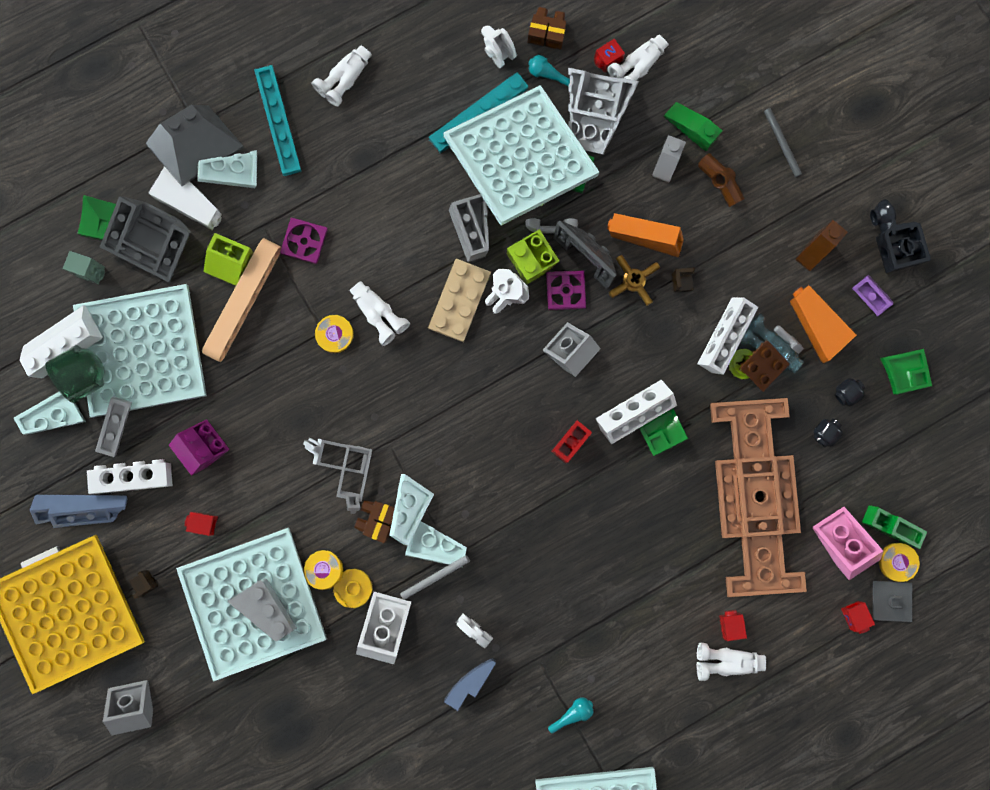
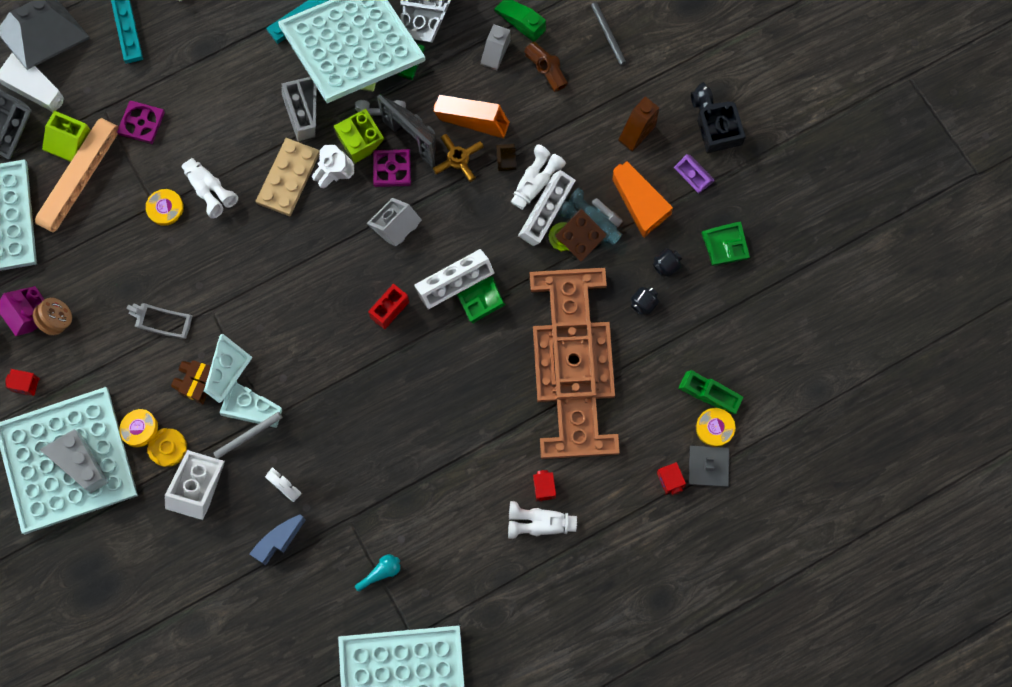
camera: 10 degrees right, 10 degrees down
(228, 455) = (52, 316): none -> medium nougat head
(231, 170) = (76, 57): light aqua wing -> none
(349, 496) = (171, 359): light grey sword -> none
(711, 304) = (533, 181): none -> white piece
(848, 543) = (663, 407): bright pink slope -> none

